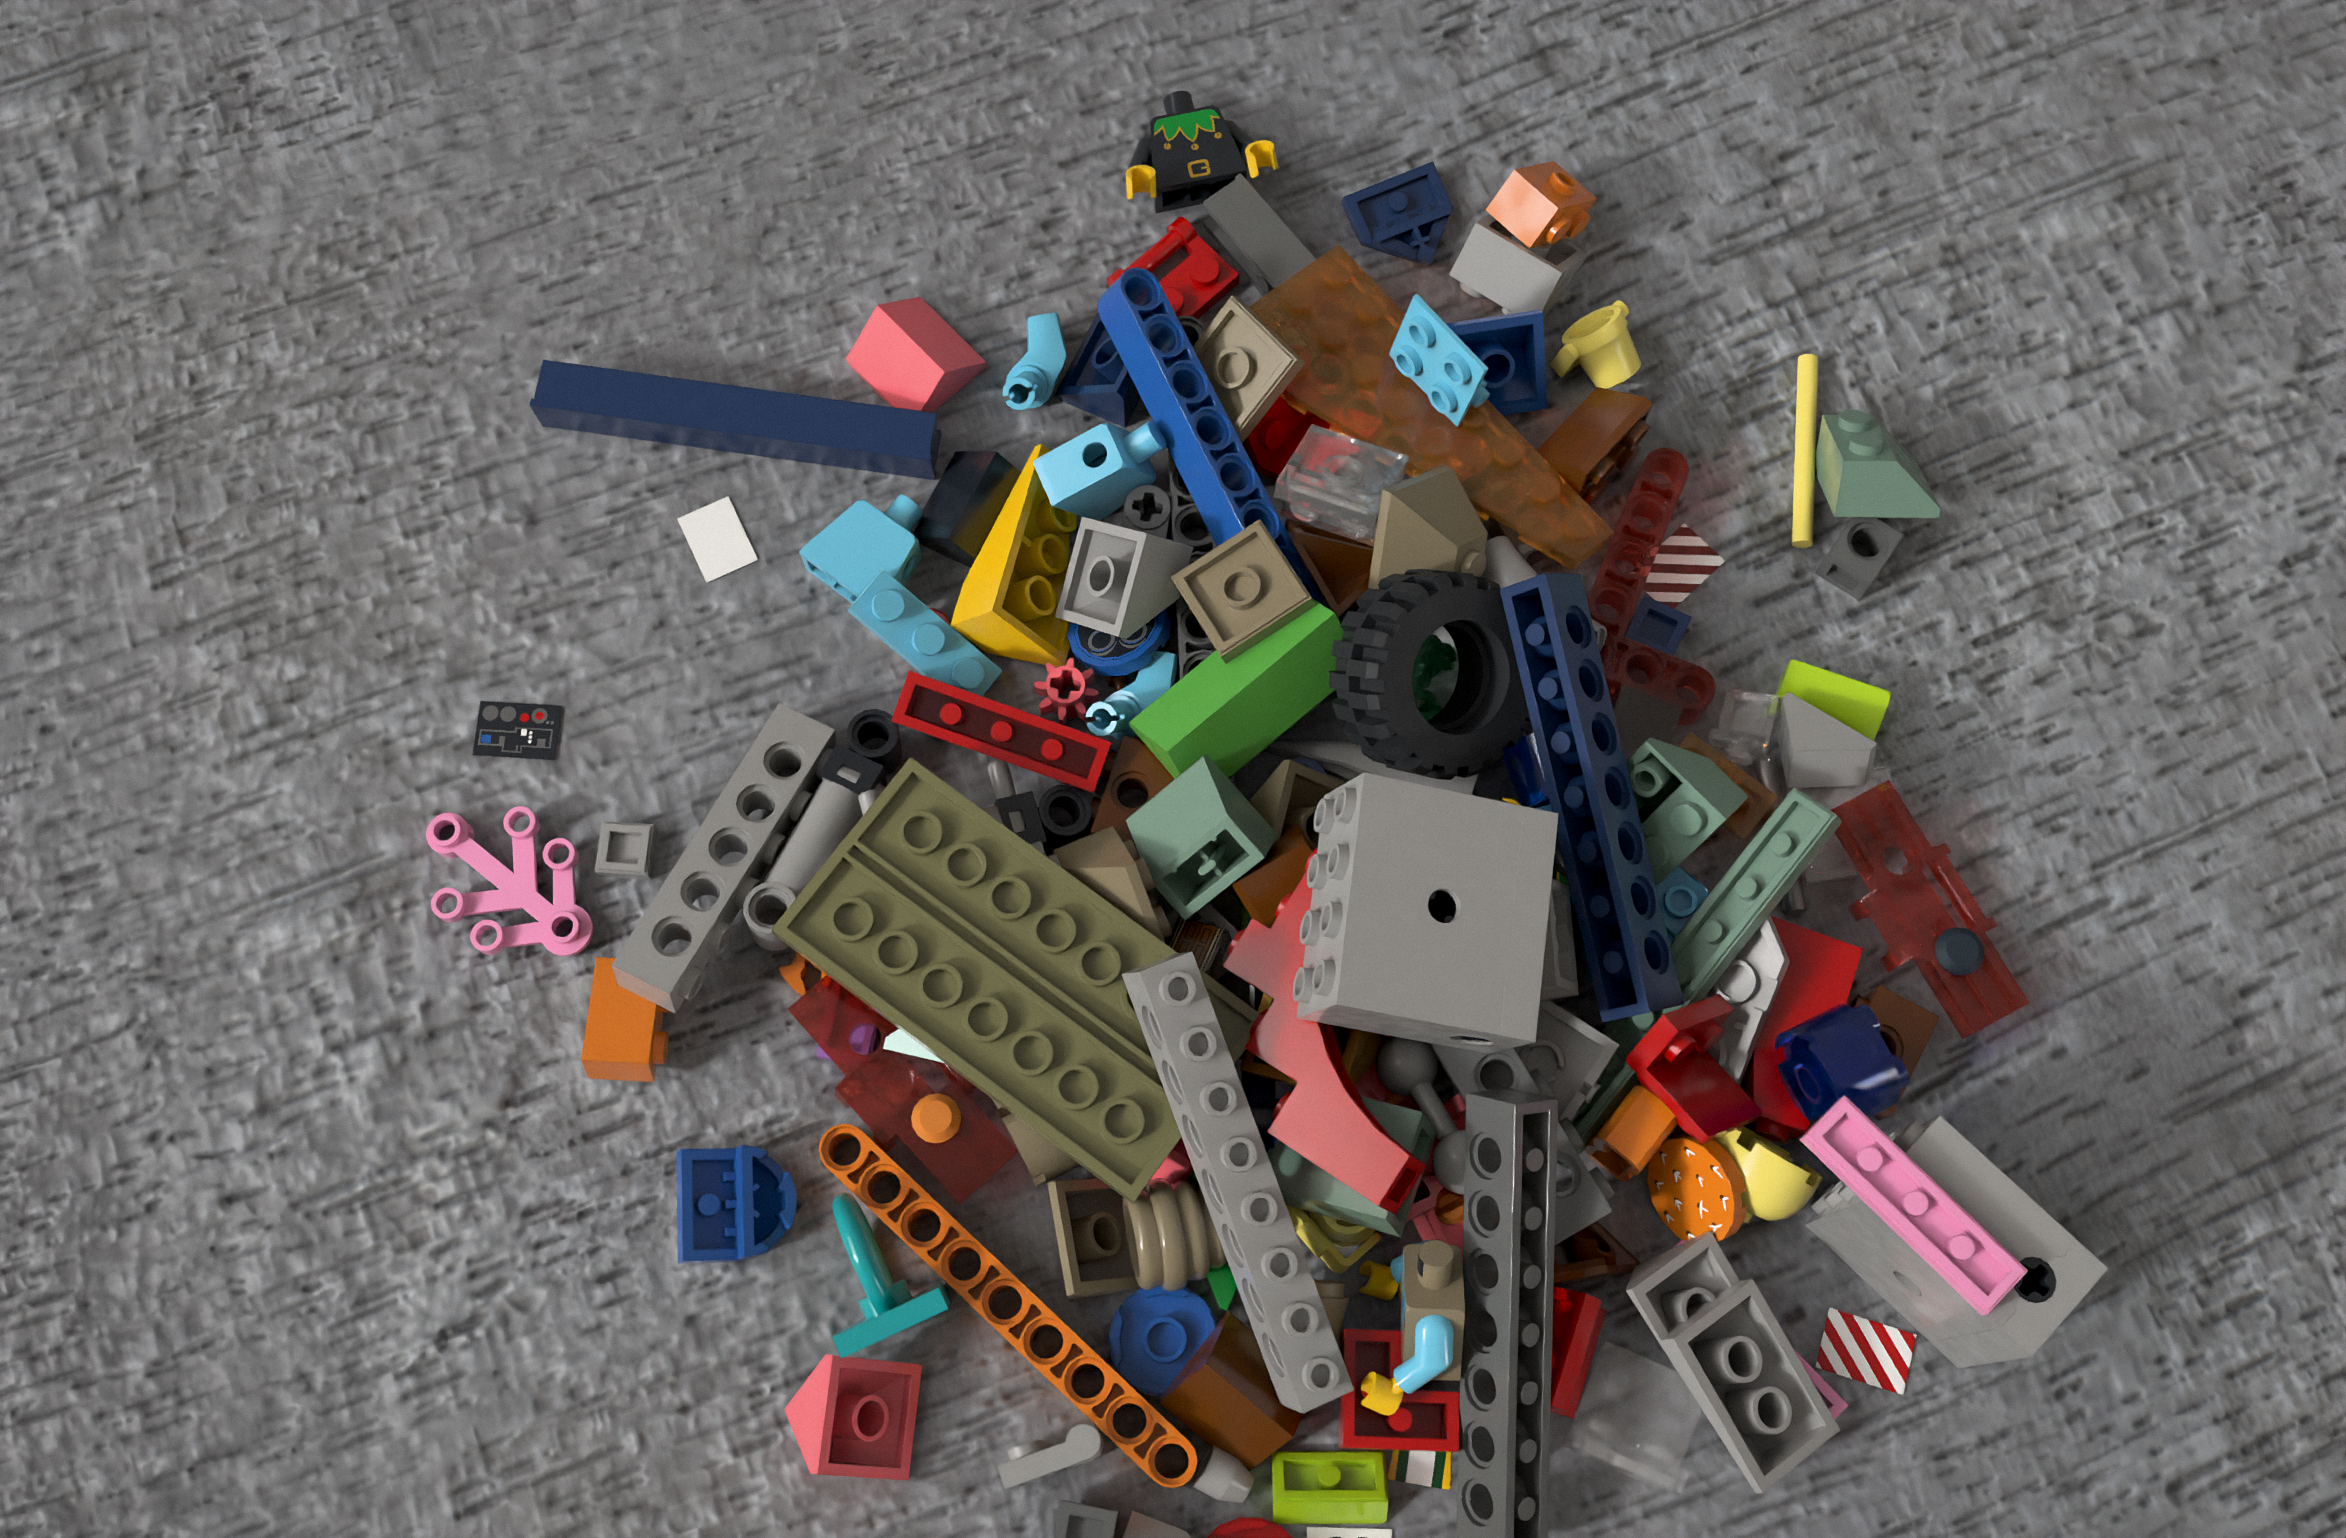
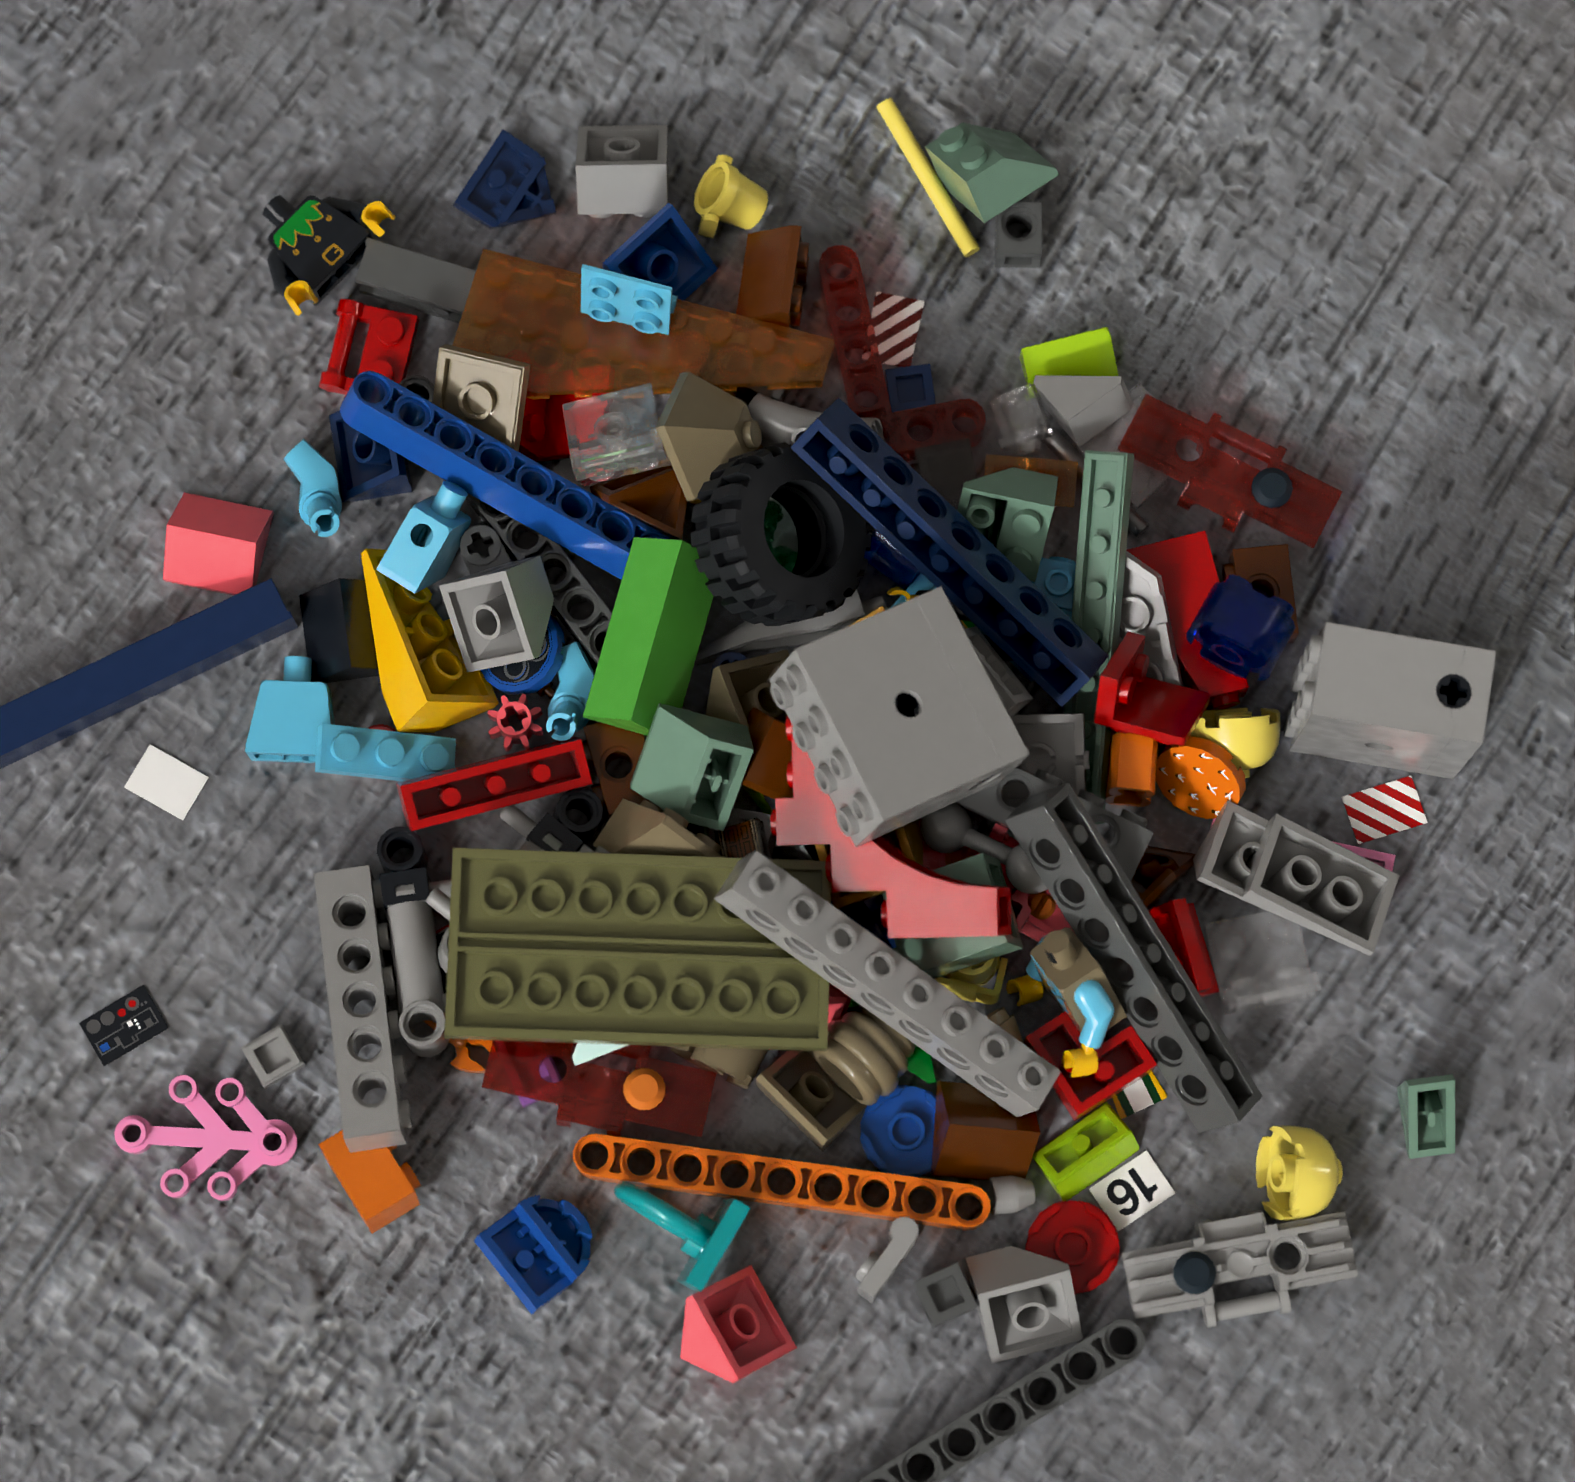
camera: 35 degrees left, 5 degrees up
(1243, 591) = (602, 566): dark tan plate -> none
(1542, 204) = (613, 115): orange brick -> none
(1914, 1206) = (1345, 695): bright pink tile -> none

